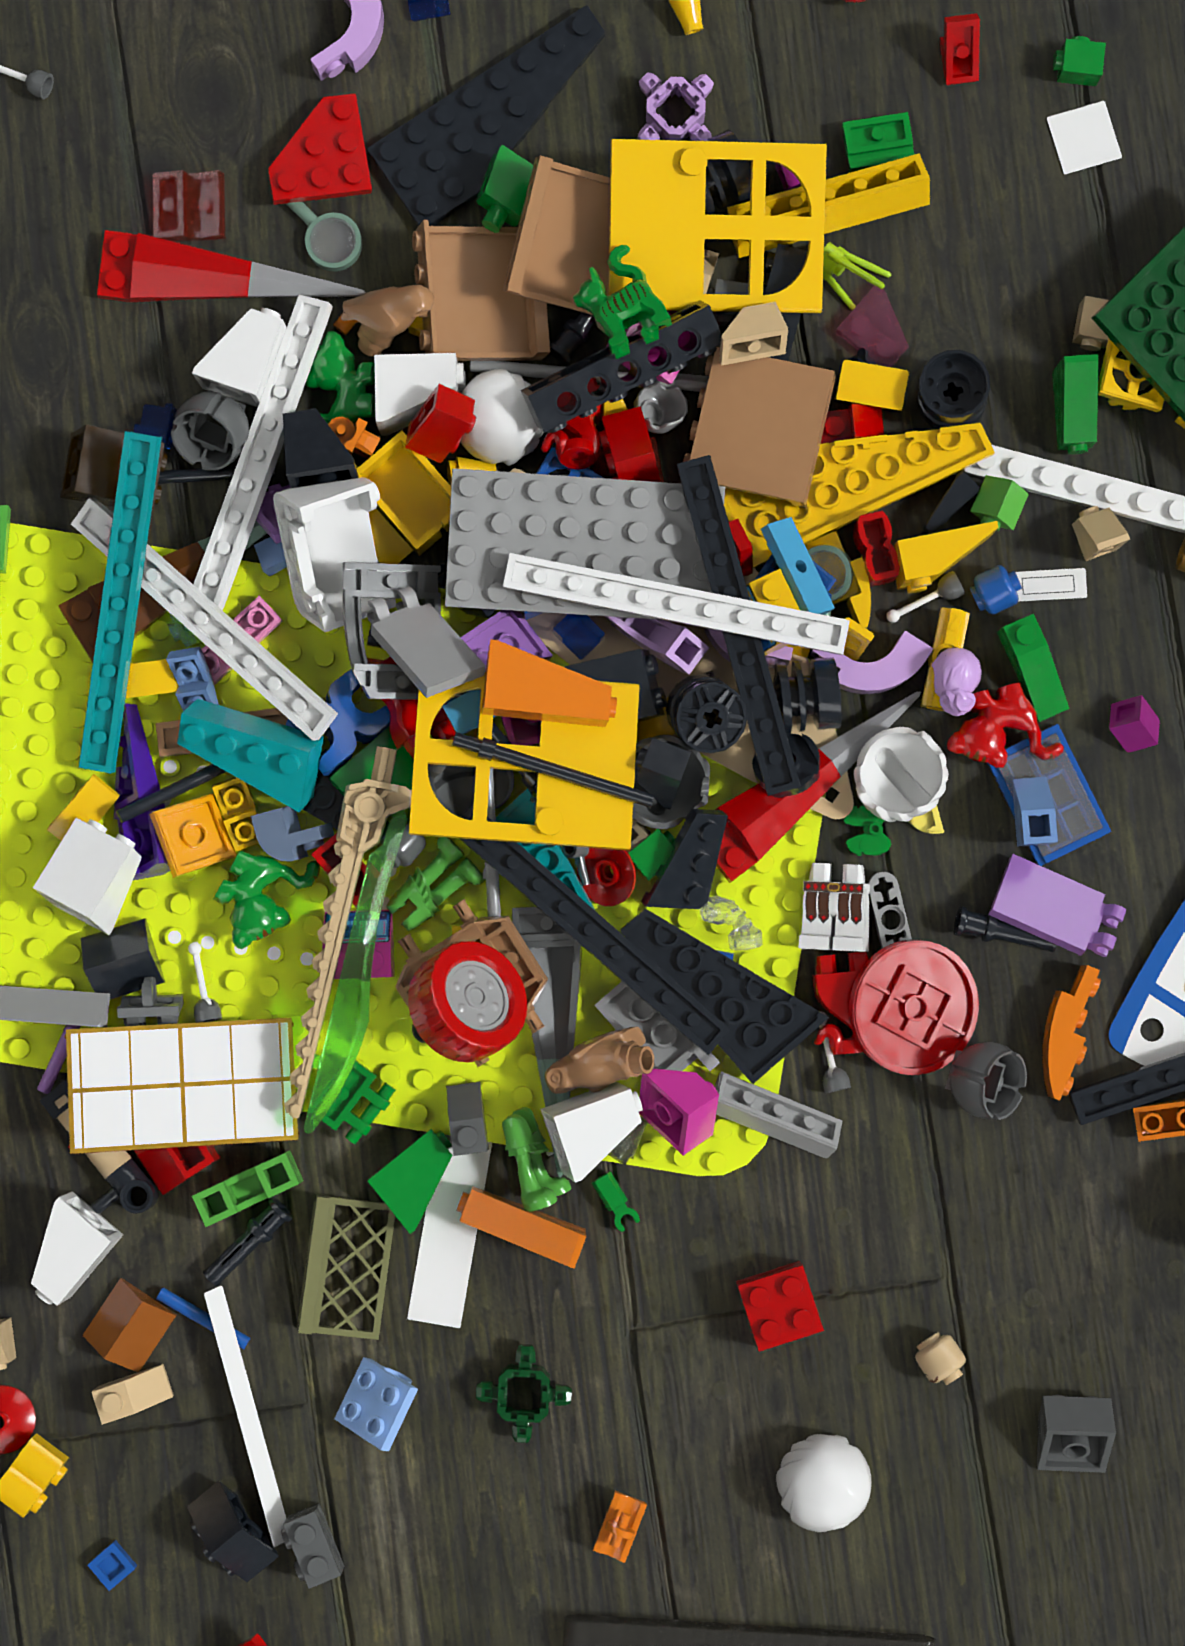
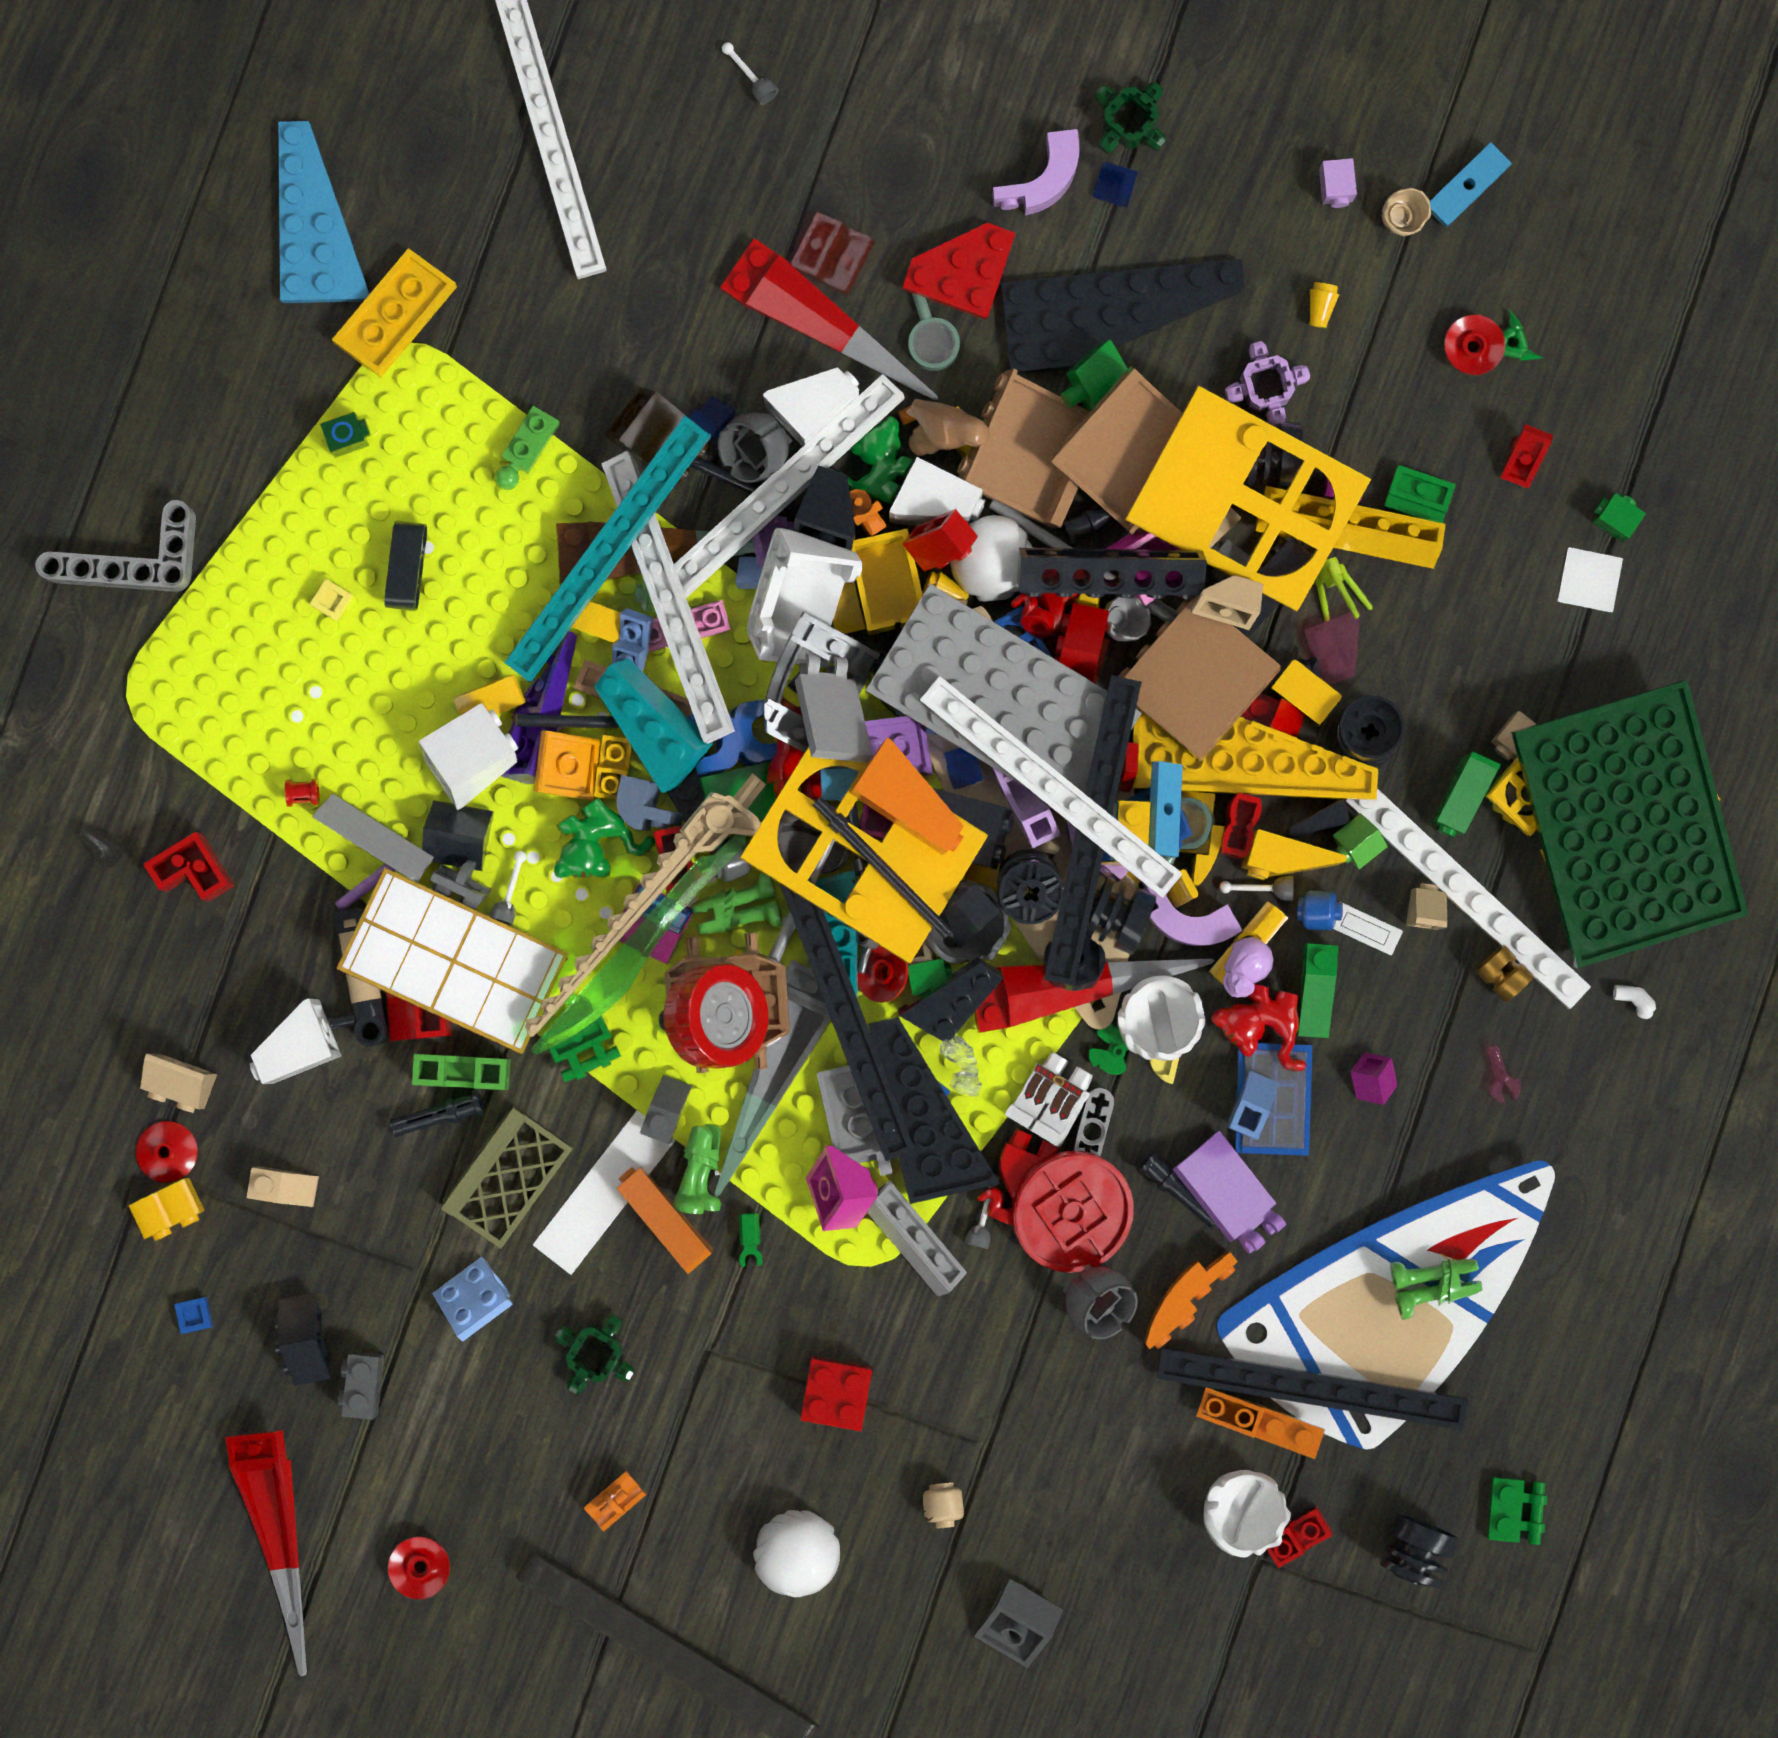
camera: 25 degrees right, 0 degrees up
(128, 1326) = (307, 1131): dark orange slope -> none
(195, 1313) = (370, 1157): blue bar -> none
(246, 1413) = (365, 1251): white sticker -> none
(412, 1177) = (597, 1133): green slope -> none
(590, 1127) = (761, 1168): white slope -> none
(601, 1062) = (797, 1121): medium nougat animal -> none
(625, 307) = (1136, 527): green animal -> none
(628, 1146) = (784, 1194): clear smoke cone -> none

